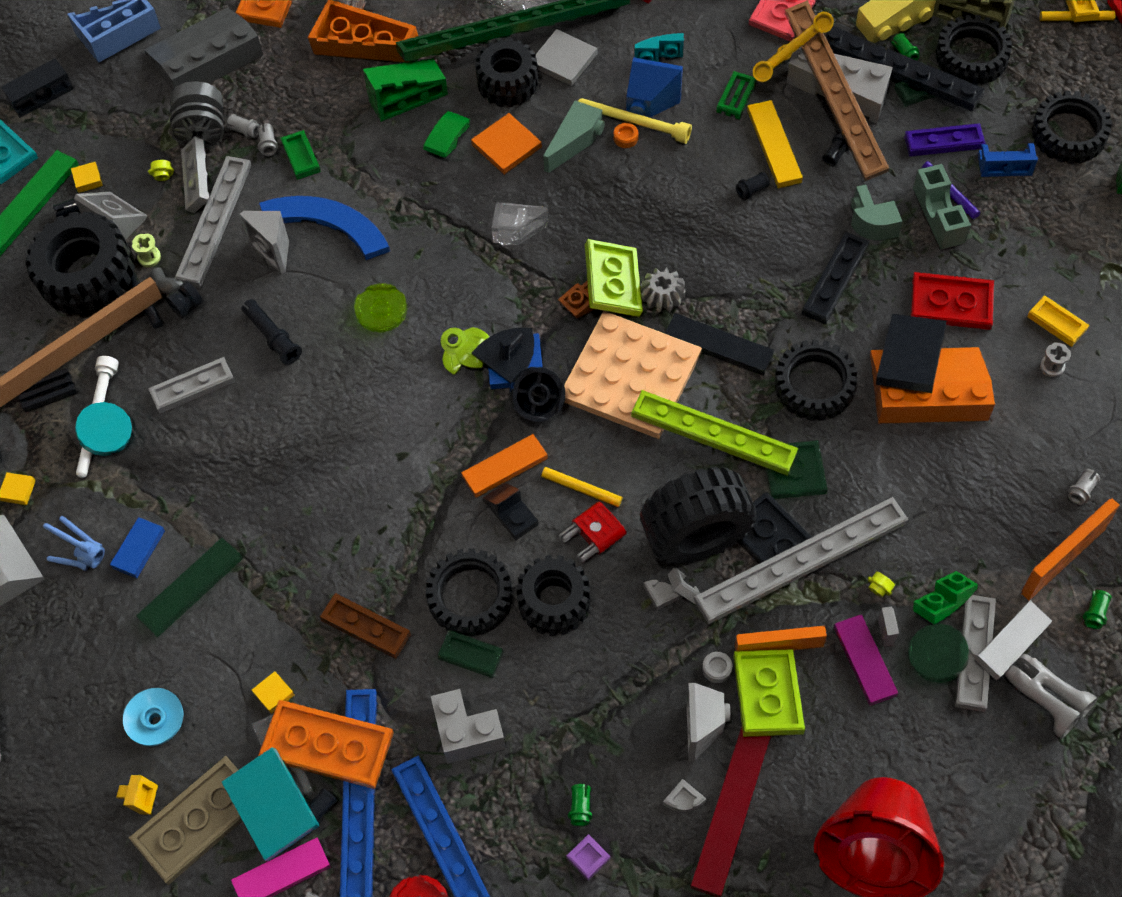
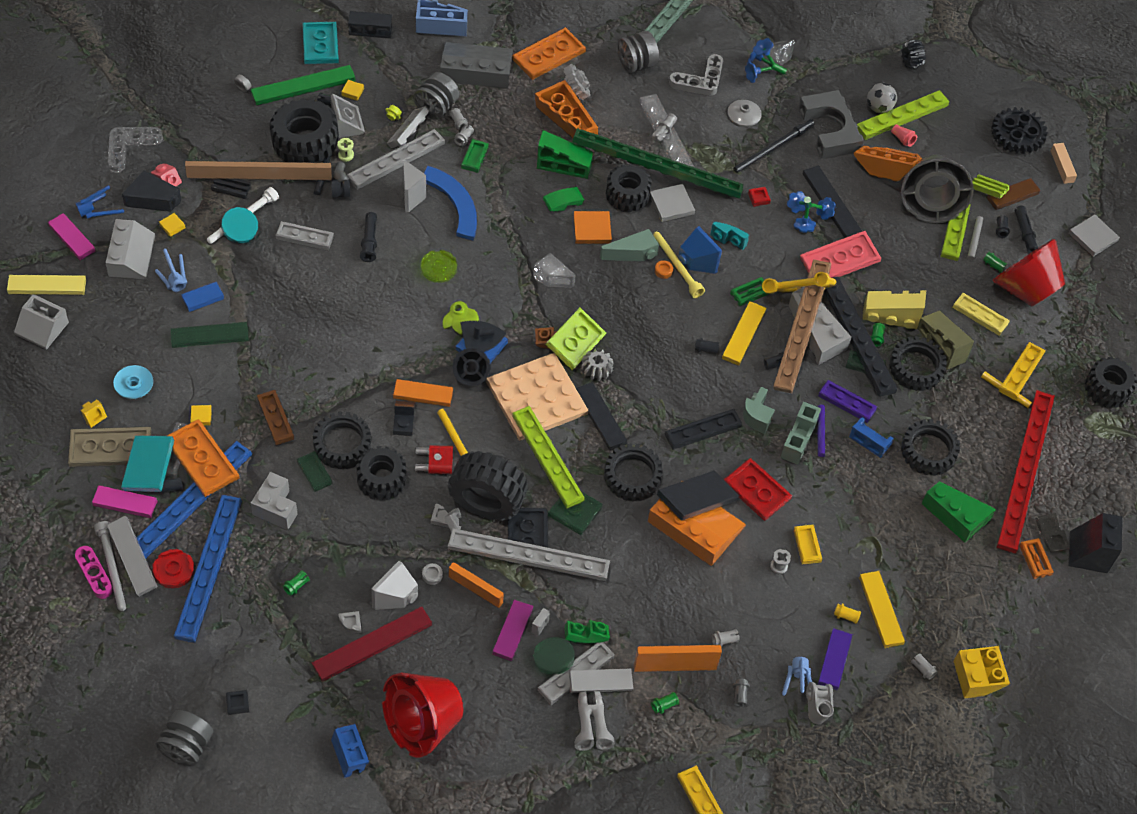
camera: 30 degrees right, 5 degrees down
(588, 857) = (276, 611): medium lavender tile -> none
(768, 693) = (444, 605): lime tile -> none
(880, 584) = (559, 600): neon yellow plate -> none

